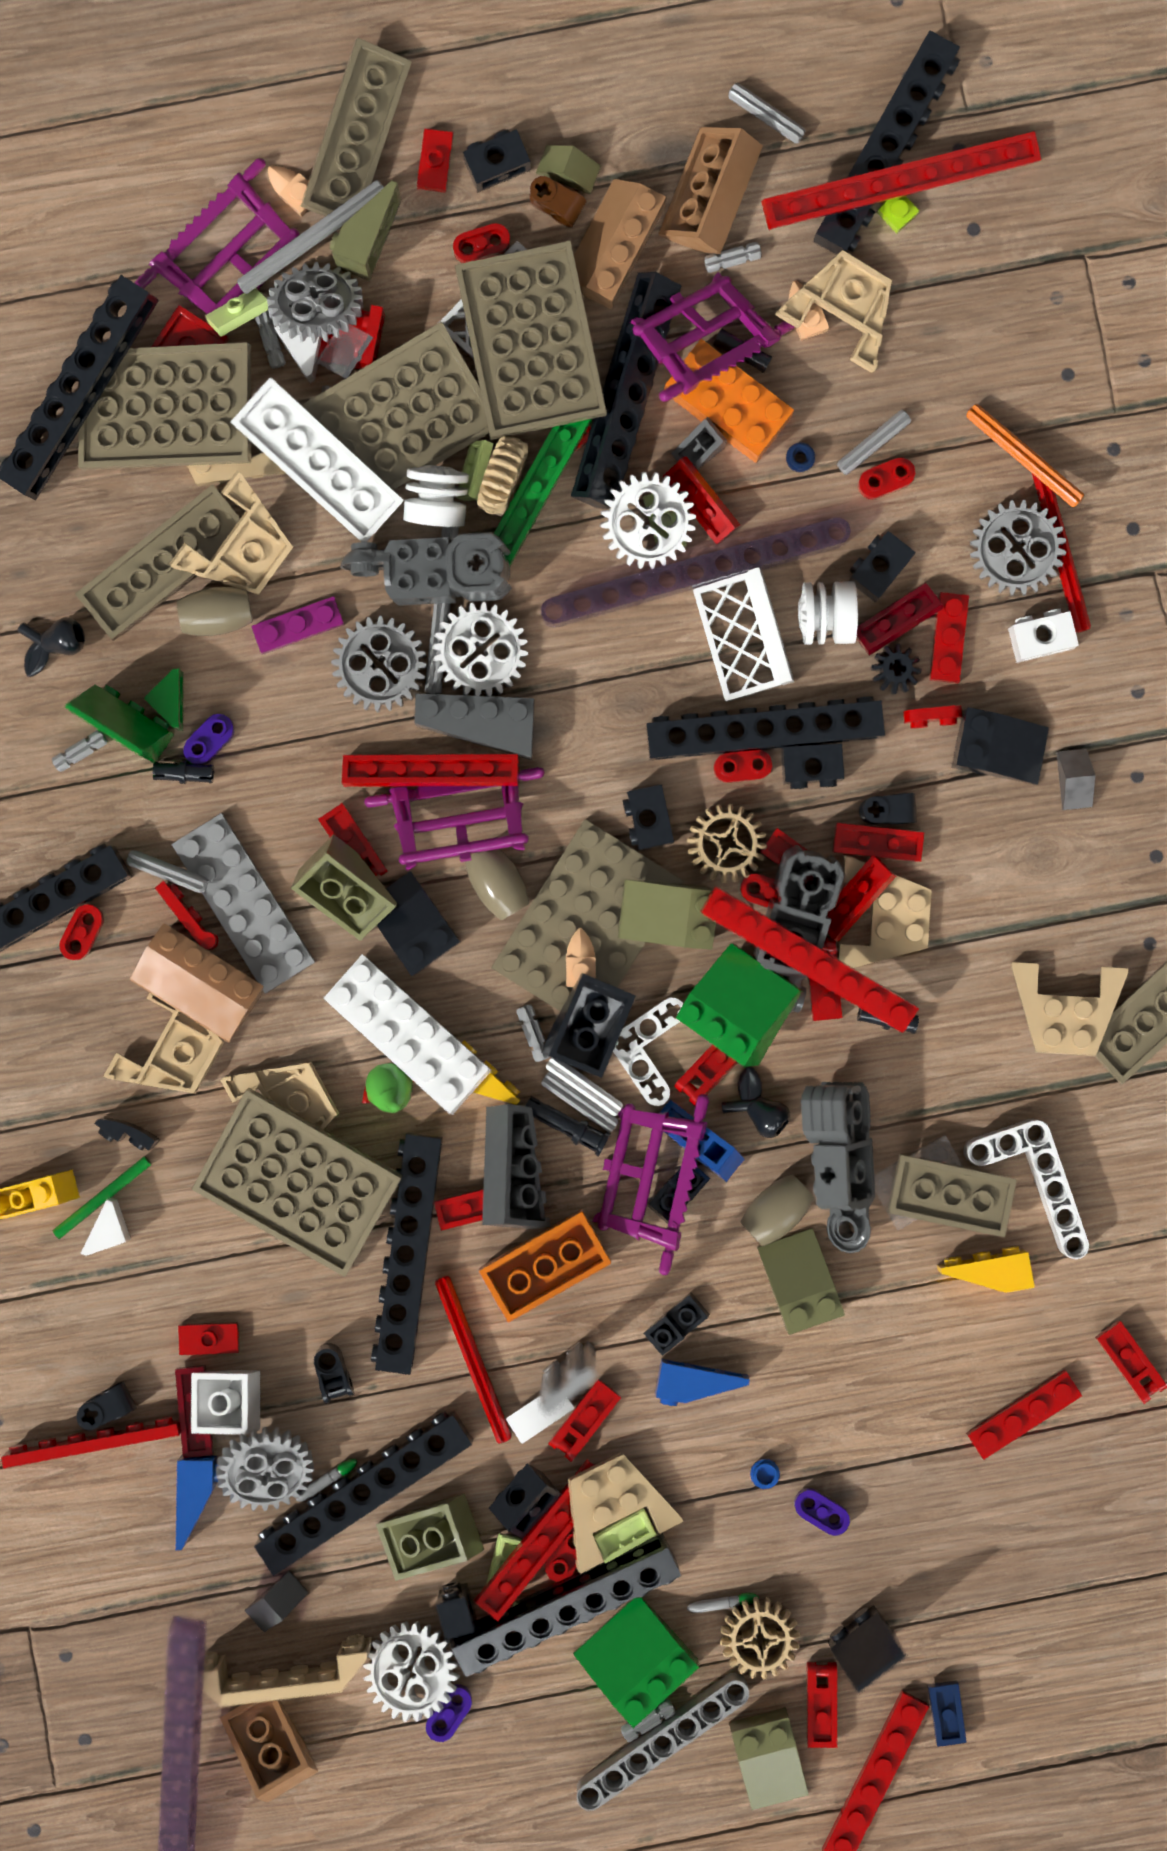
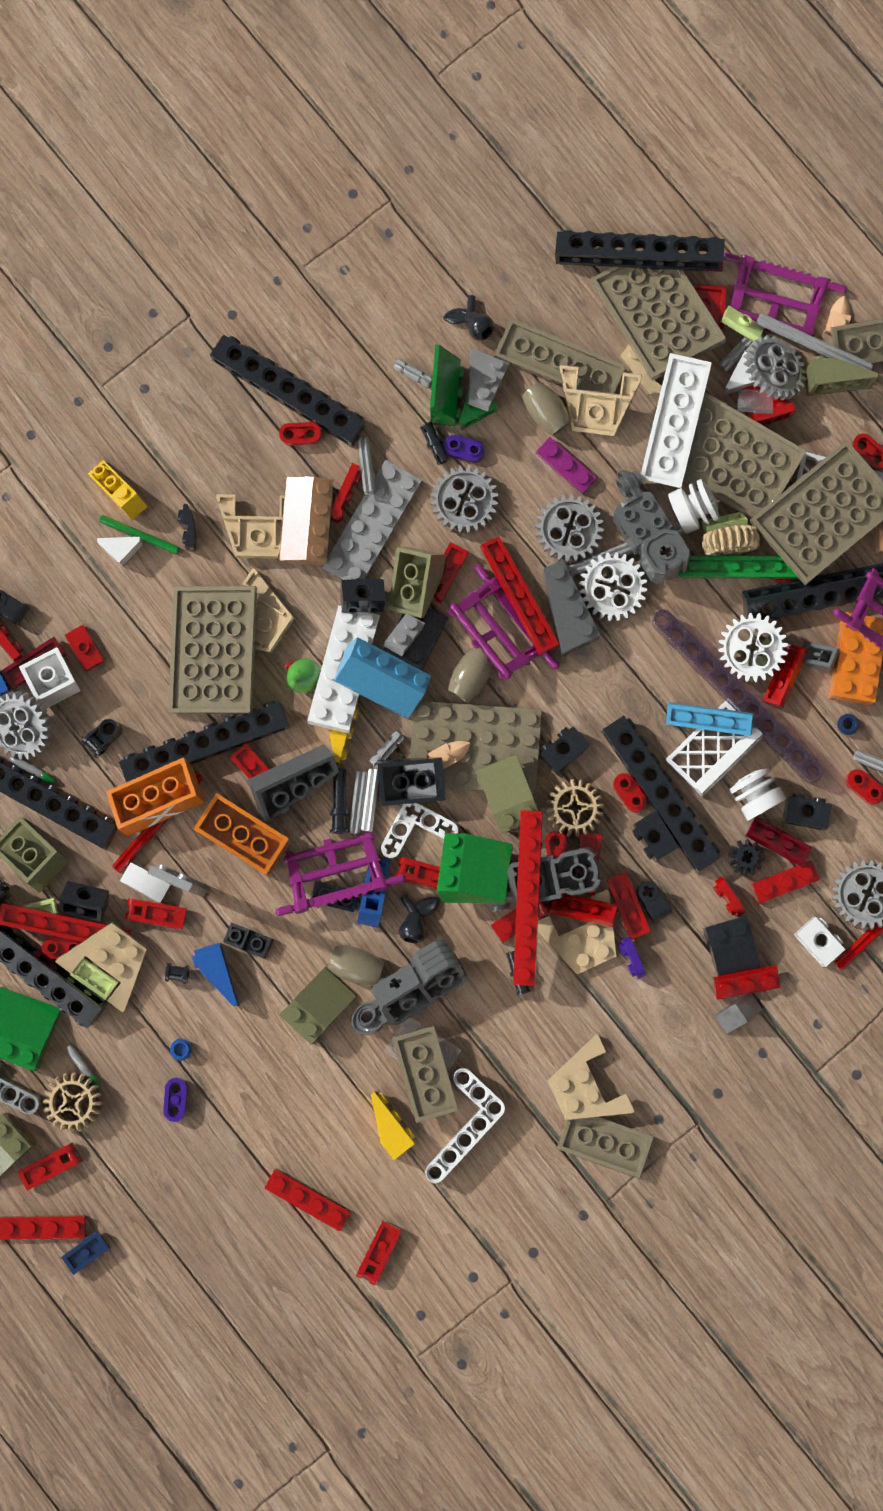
camera: 70 degrees right, 5 degrees down
(136, 666) = (484, 378): none -> light grey wing
(253, 790) = (481, 506): none -> light grey gear
(325, 948) = (370, 589): none -> black brick
(405, 938) = (404, 634): none -> light grey plate
(443, 1348) = (155, 797): none -> orange brick
(444, 994) = (381, 677): none -> dark azure slope
(671, 1431) = (177, 973): none -> black bush
(706, 620) = (709, 718): none -> dark azure plate
(866, 1648) = (102, 1172): black slope -> none
(930, 871) = (635, 966): none -> dark purple plate
(1045, 750) = (746, 982): none -> red plate

